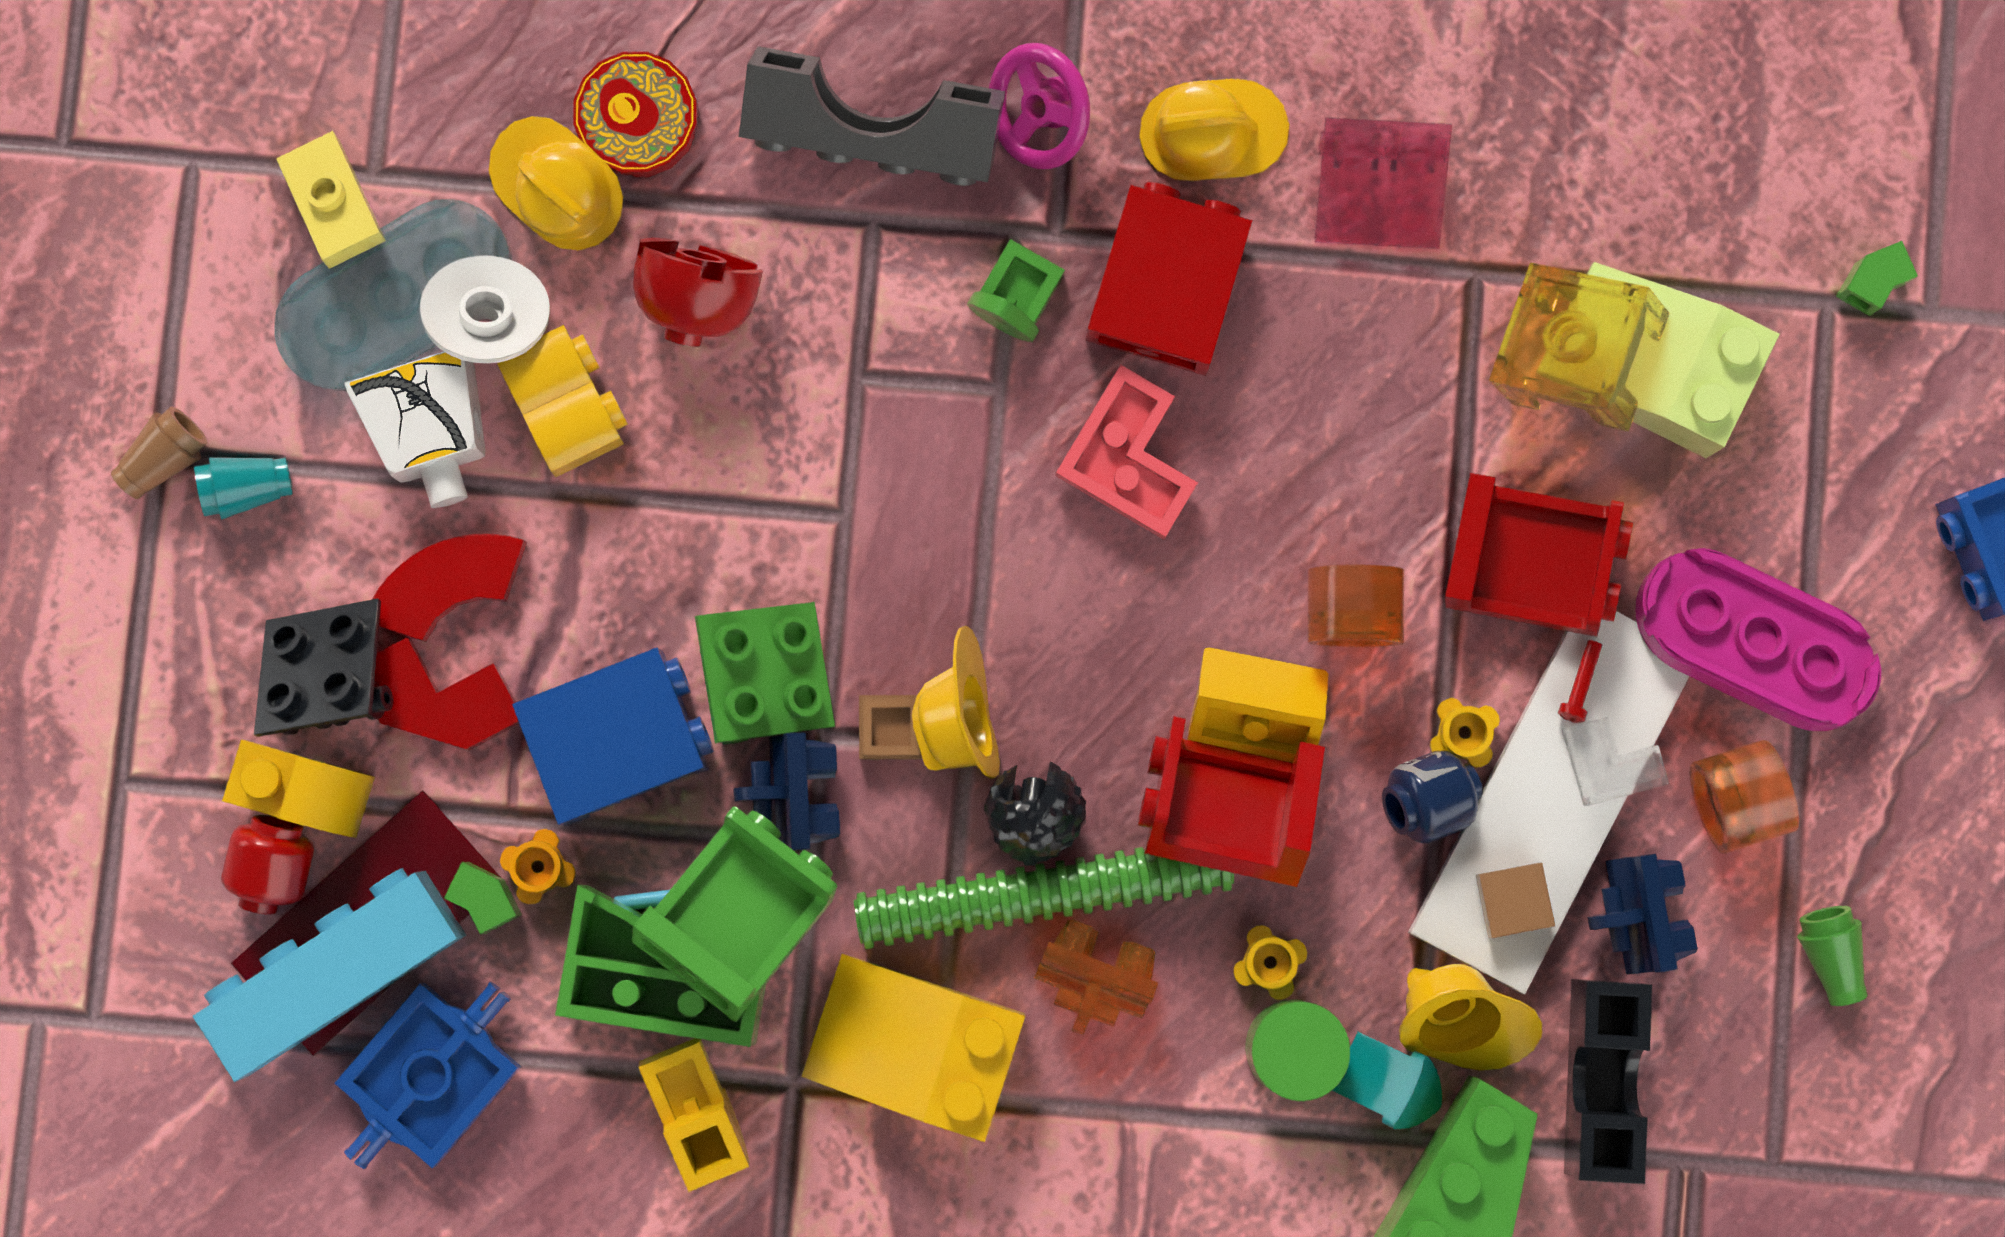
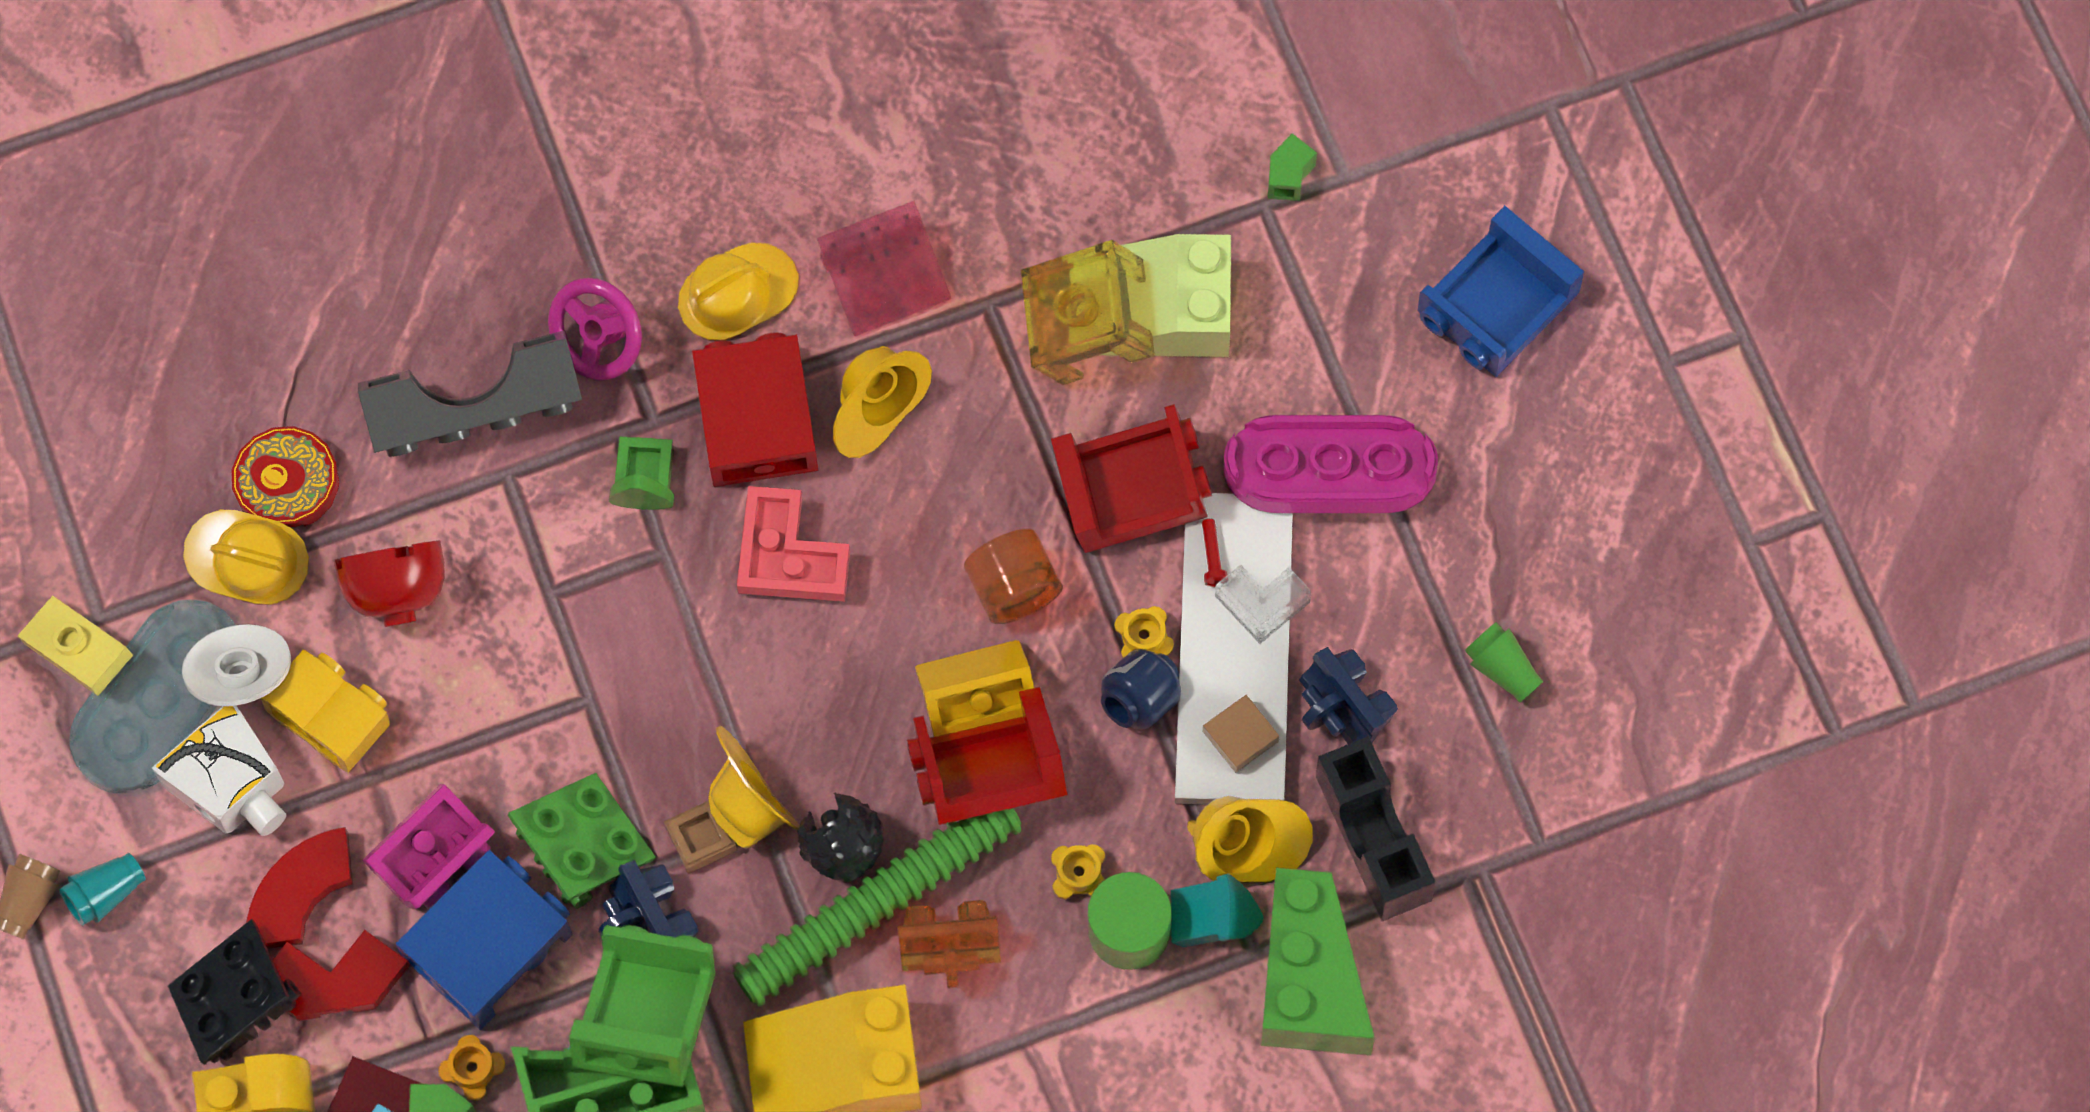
camera: 20 degrees left, 15 degrees down
(600, 610) = (429, 849): none -> dark pink bracket
(1304, 327) = (876, 396): none -> yellow piece
(1744, 796) = (1374, 577): clear orange piece -> none

